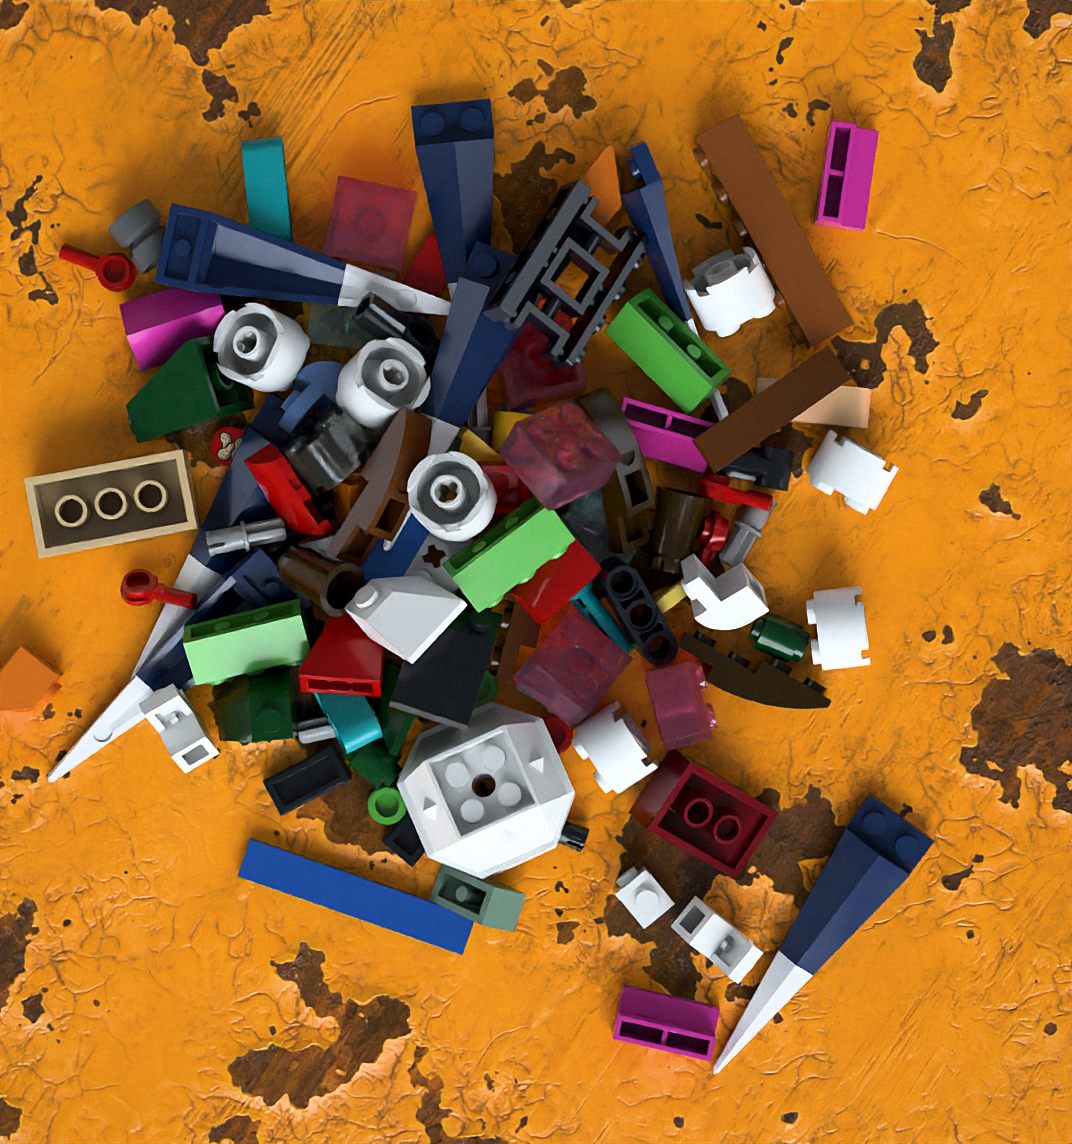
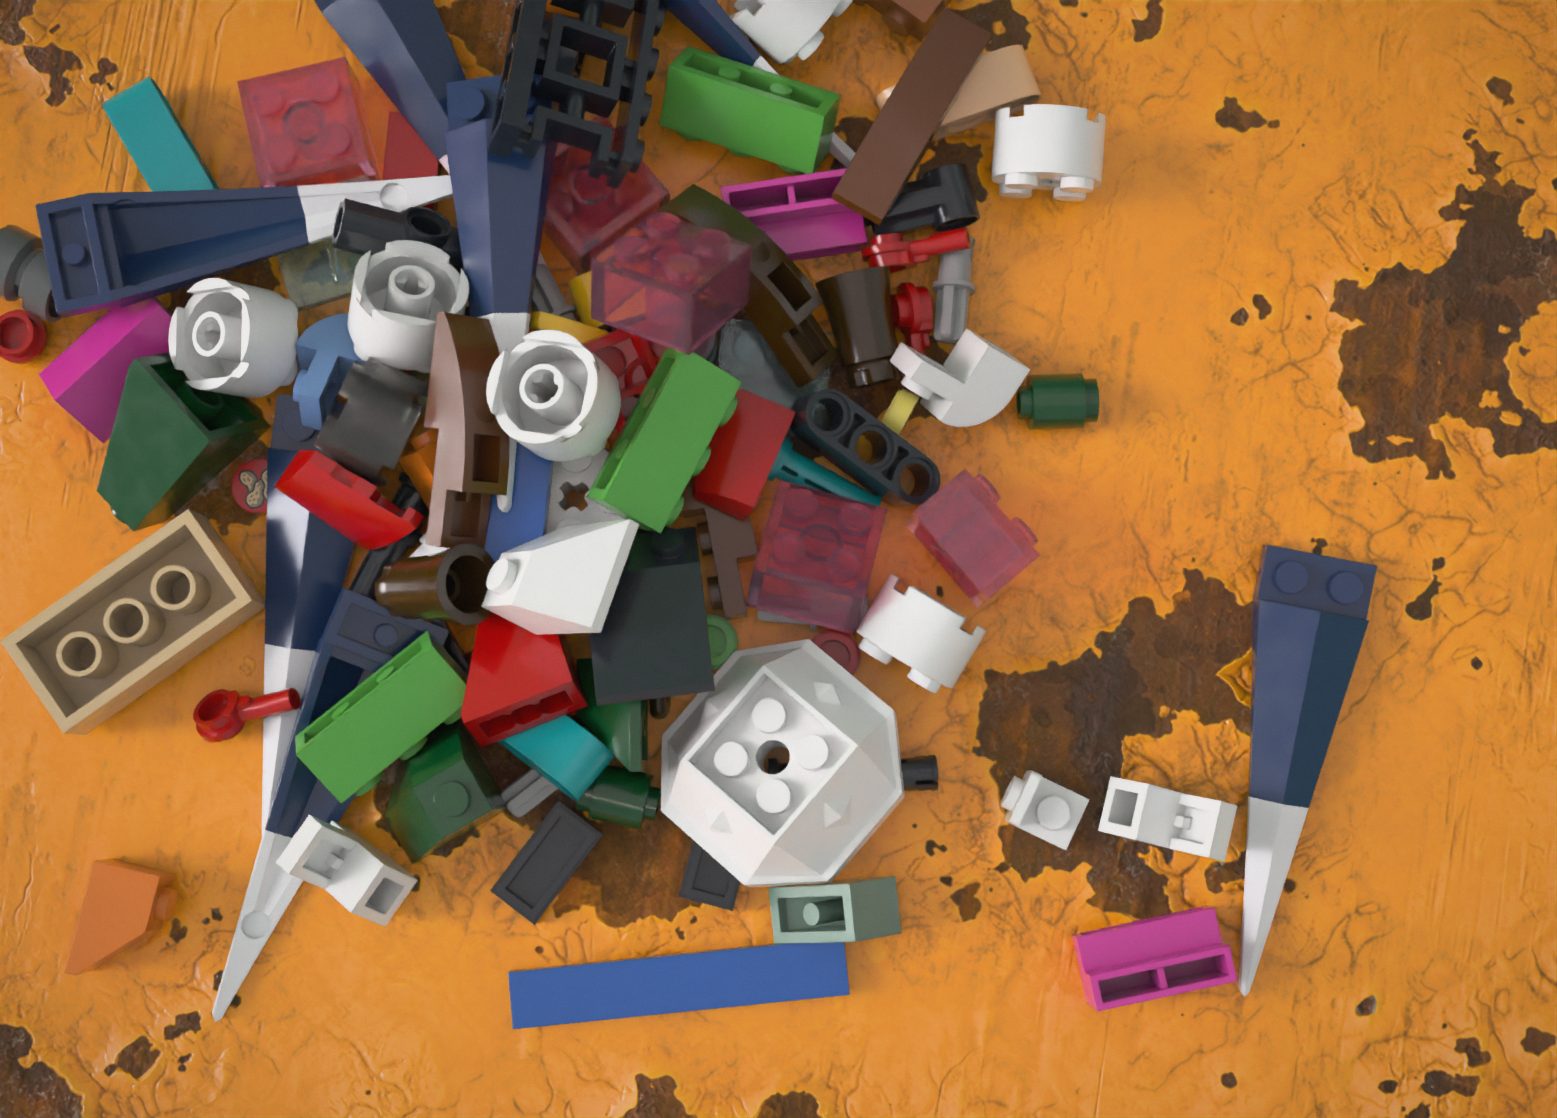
camera: 20 degrees left, 5 degrees down
(245, 535) = (322, 583): light grey axle -> none
(386, 805) = (663, 846): bright green tile -> none
(702, 813) = (1069, 665): dark red slope -> none
(767, 683) = (1071, 464): dark brown slope -> none
(839, 628) = (1129, 349): white brick -> none

